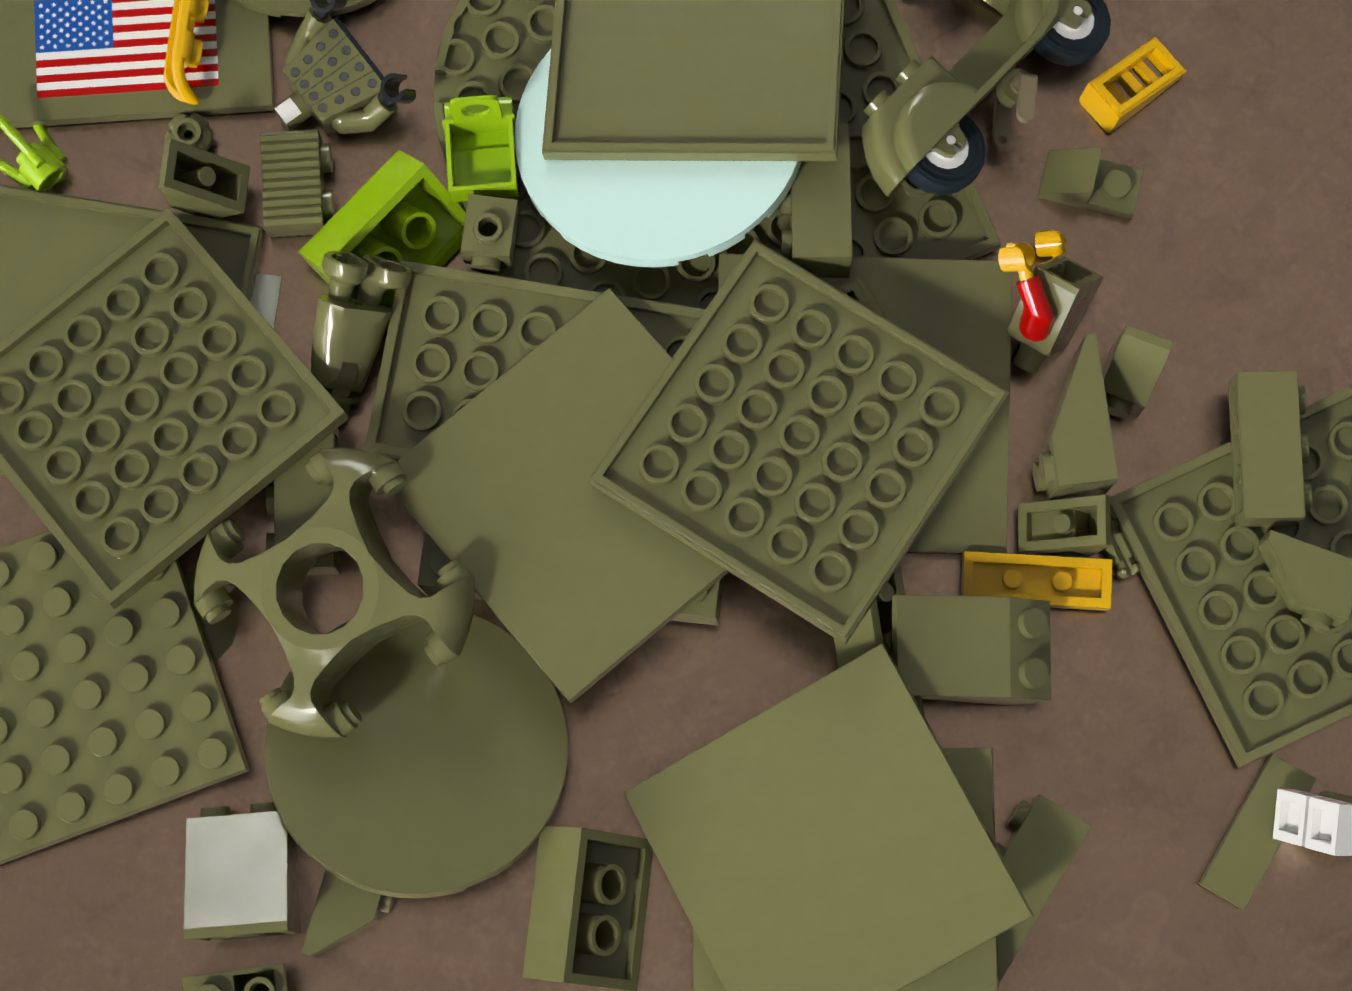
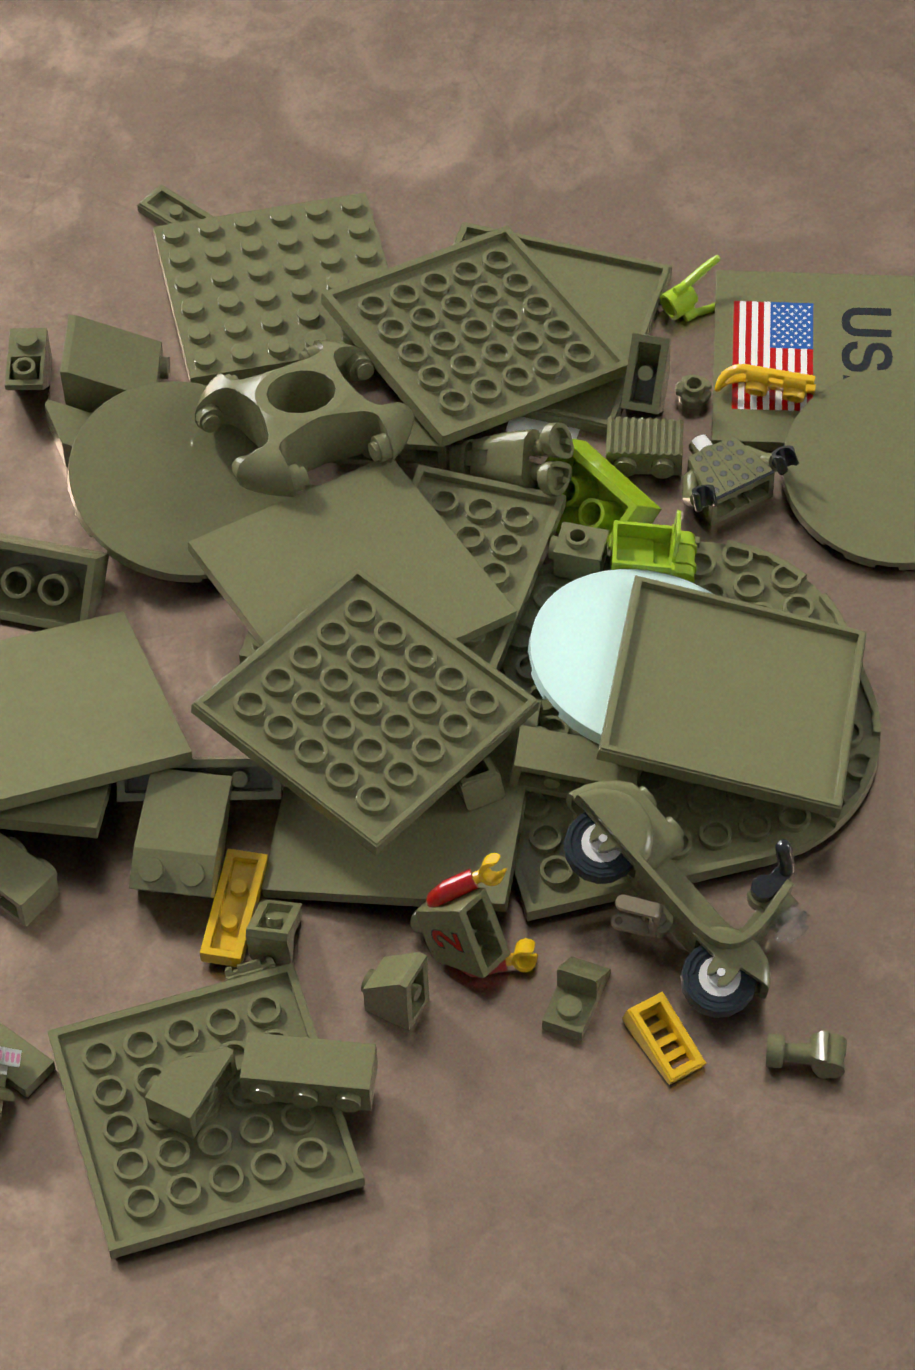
camera: 100 degrees right, 25 degrees down
(1079, 444) = (349, 934): olive slope -> none

